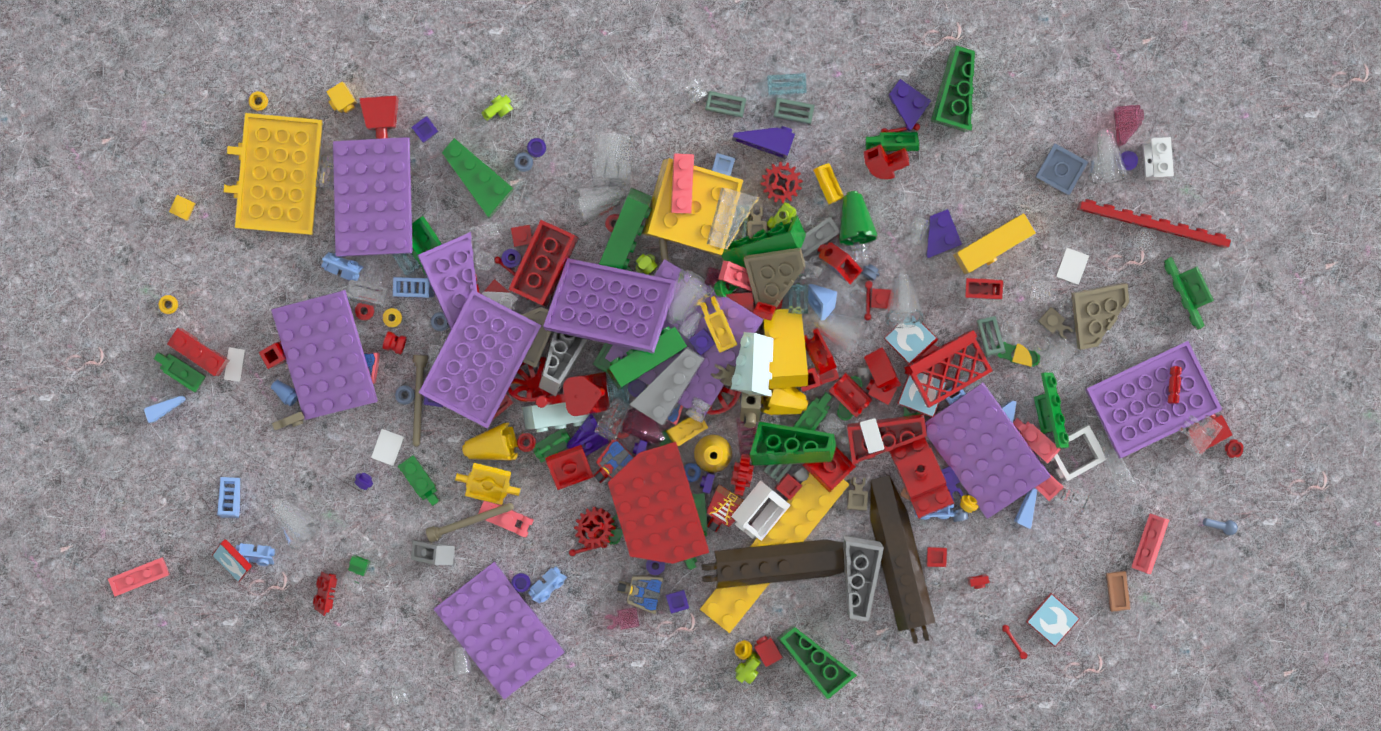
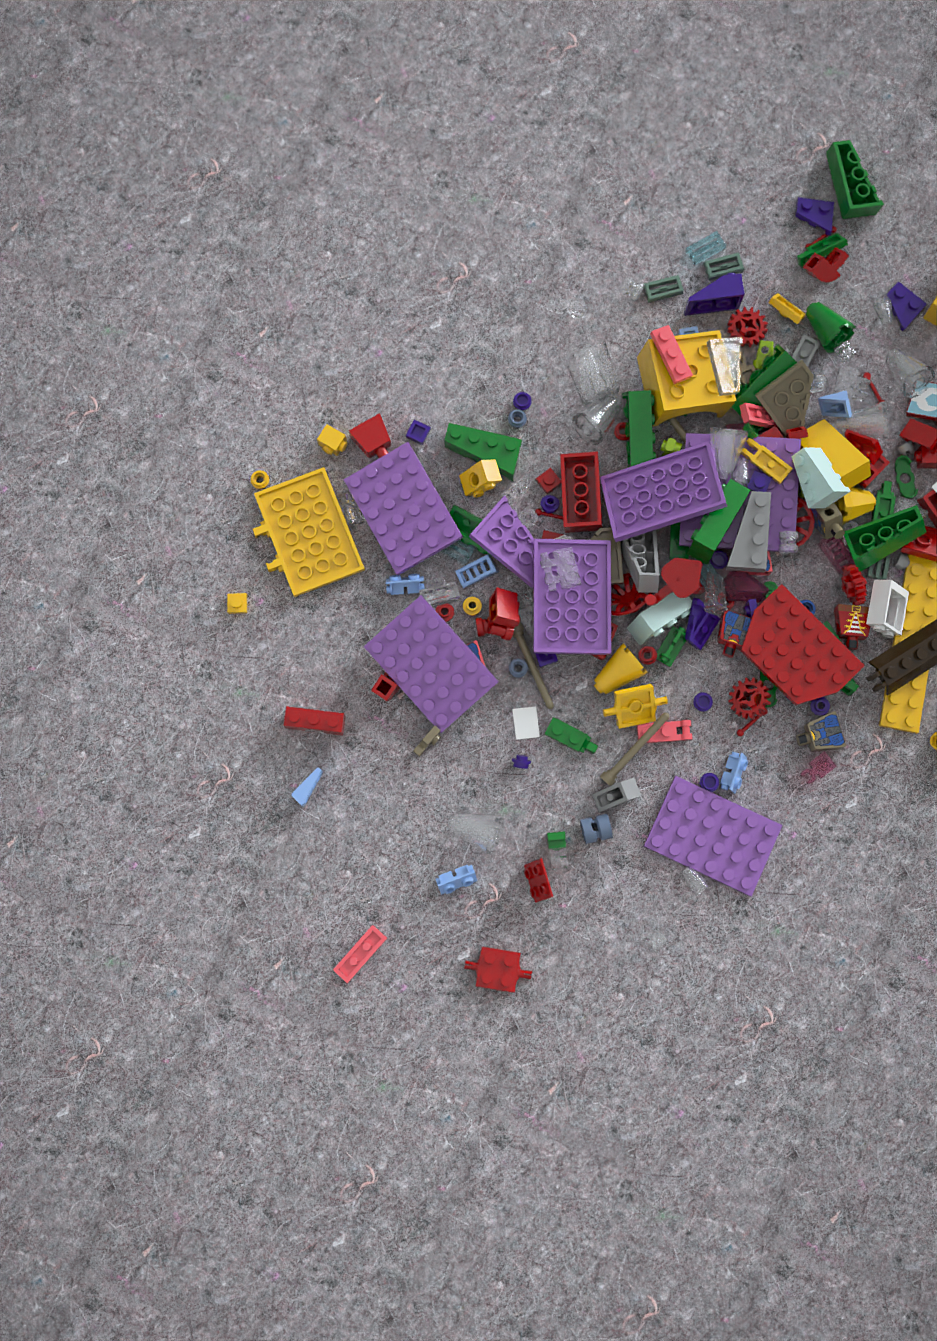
camera: 25 degrees left, 10 degrees down
(162, 304) = (262, 689): yellow plate -> none
(180, 371) = (306, 746): green hinge -> none
(222, 497) = (414, 853): light blue slope -> none
(232, 560) = (439, 892): tile -> none
(234, 366) = (352, 720): white sticker -> none
(251, 650) = (498, 969): none -> red plate
(285, 393) = (413, 719): medium blue cone -> none
(404, 576) = (602, 826): none -> sand blue wheel
(413, 341) = (503, 613): none -> red hinge
(435, 317) = (516, 582): sand blue plate -> none
(456, 205) = (480, 478): none -> yellow brick
(486, 331) = (566, 569): none -> clear plate
(500, 106) = (472, 381): lime plate -> none
(553, 509) = (702, 702): none -> dark purple plate
(569, 467) = (698, 656): red plate -> none
(677, 601) = (857, 727): dark purple plate -> none
(686, 430) = (782, 572): yellow plate -> none
(706, 482) = (825, 609): dark purple plate -> none
(710, 444) = (815, 583): yellow cone -> none
(725, 374) = (796, 500): dark tan plate -> none
(788, 486) = (898, 575): red plate -> none
(798, 288) = (819, 412): clear light blue tile -> none
(834, 257) = (835, 363): red torso -> none
(850, 394) = (907, 471): red hinge -> none
(870, 272) = (863, 364): sand blue plate -> none
(879, 298) = (884, 382): red plate -> none

